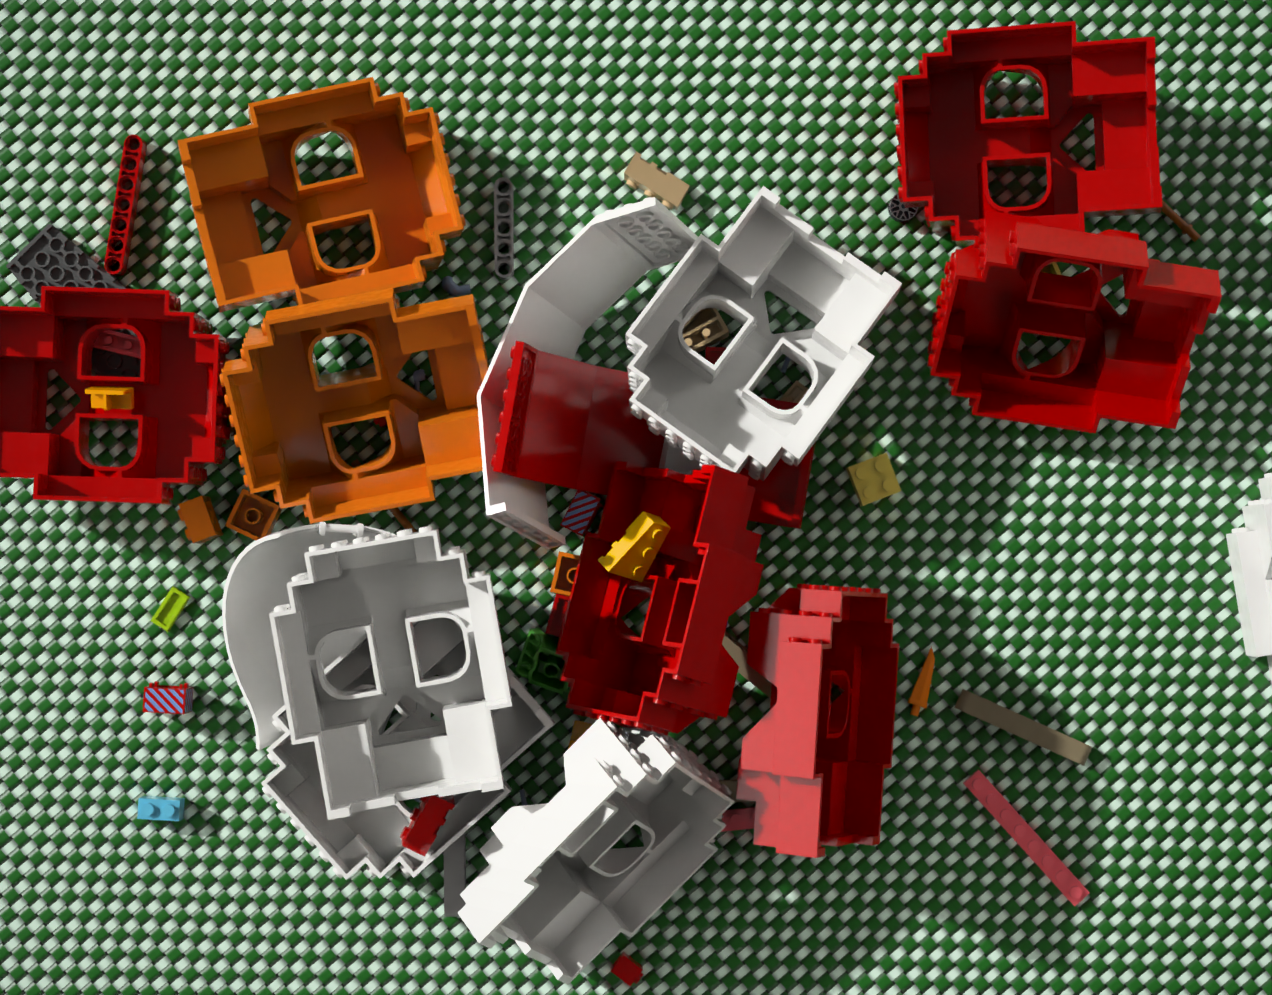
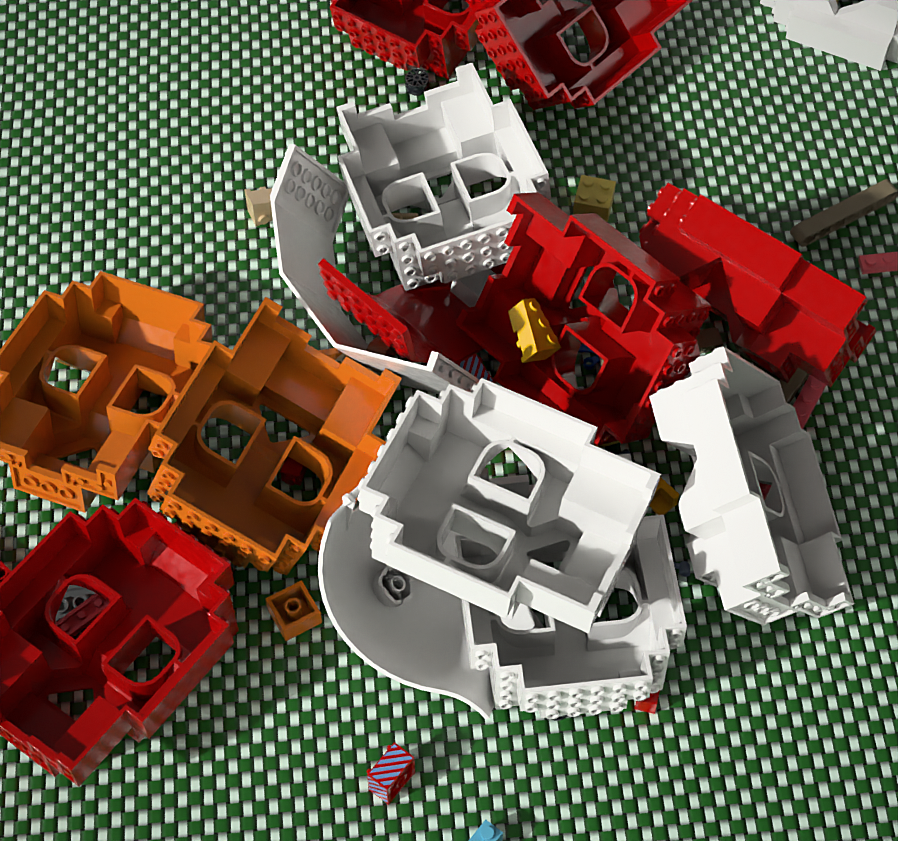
camera: 55 degrees left, 30 degrees down
(111, 397) = (111, 633): light orange panel -> none
(170, 608) = (316, 731): lime tile -> none
(199, 519) = (263, 650): orange brick -> none
(418, 375) = (282, 433): sand blue hand -> none
(426, 823) = (642, 595): red wedge -> none
(454, 877) = (710, 655): light grey beam -> none
(504, 218) = (220, 309): light grey beam -> none
(627, 969) = (867, 571): red brick -> none

